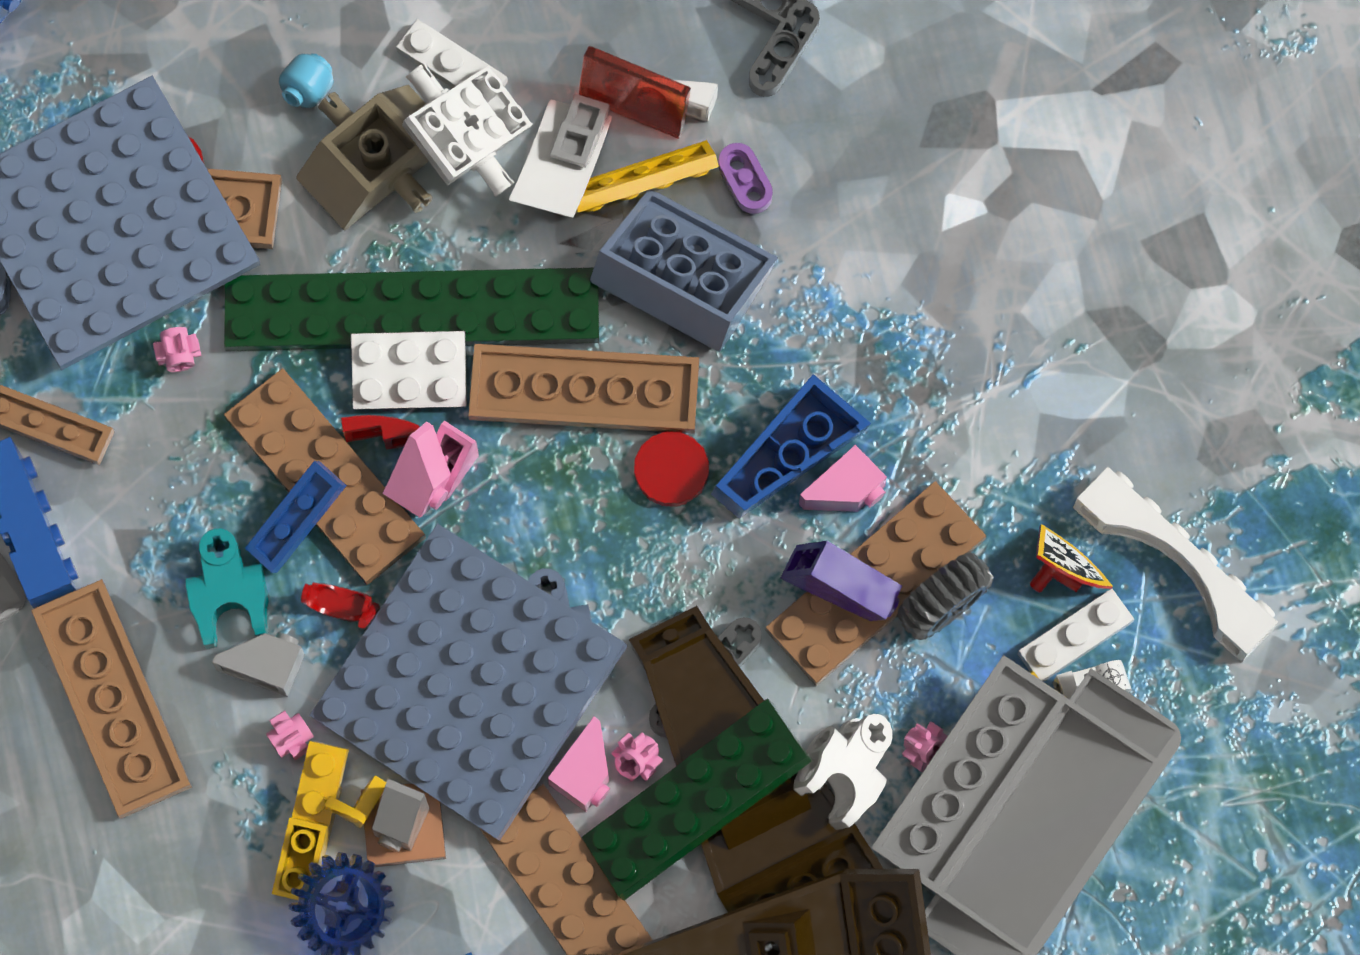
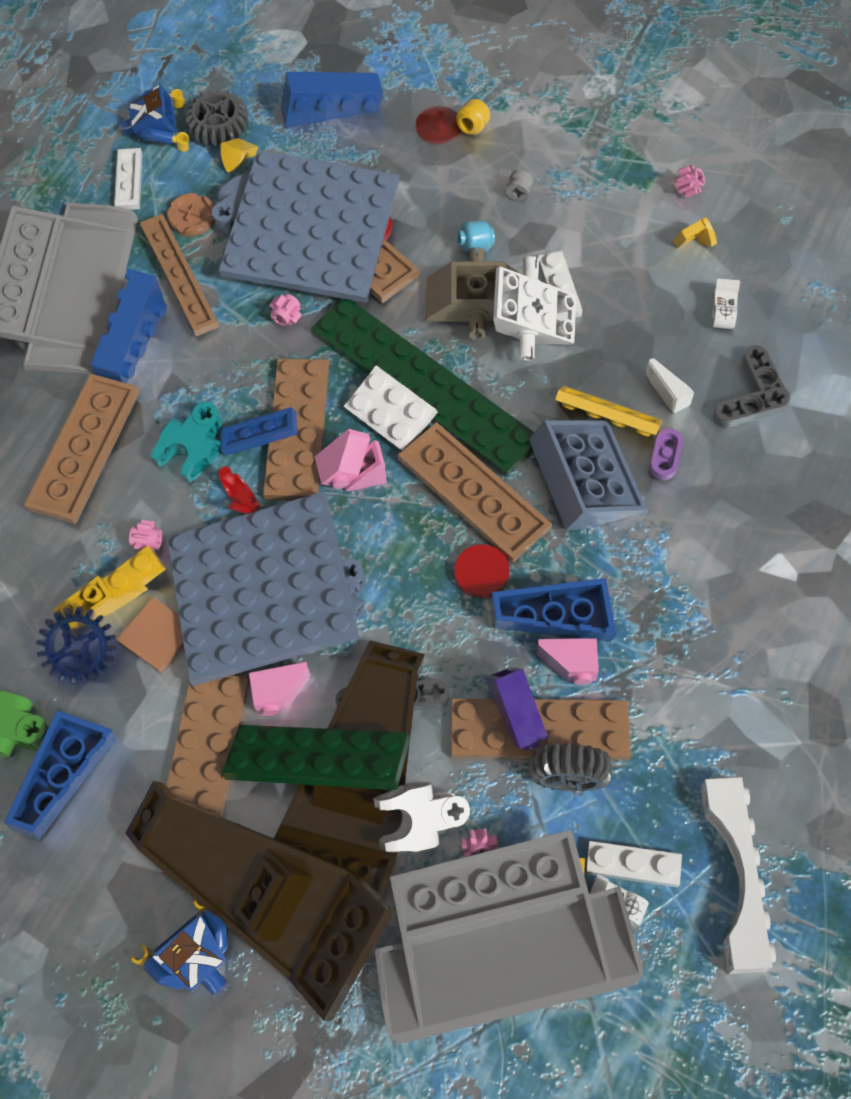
camera: 45 degrees right, 10 degrees down
(264, 662) = (173, 491): light grey slope -> none
(363, 806) = (143, 602): yellow tile -> none
(394, 430) = (339, 418): red slope -> none
(399, 816) = (151, 624): light grey slope -> none
(550, 181) = (572, 368): white sticker -> none
(580, 130) = (595, 364): light grey slope -> none
(635, 91) = (643, 362): clear red tile -> none
(637, 756) = (310, 706): bright pink gear -> none
(1064, 564) = (664, 813): shield -> none

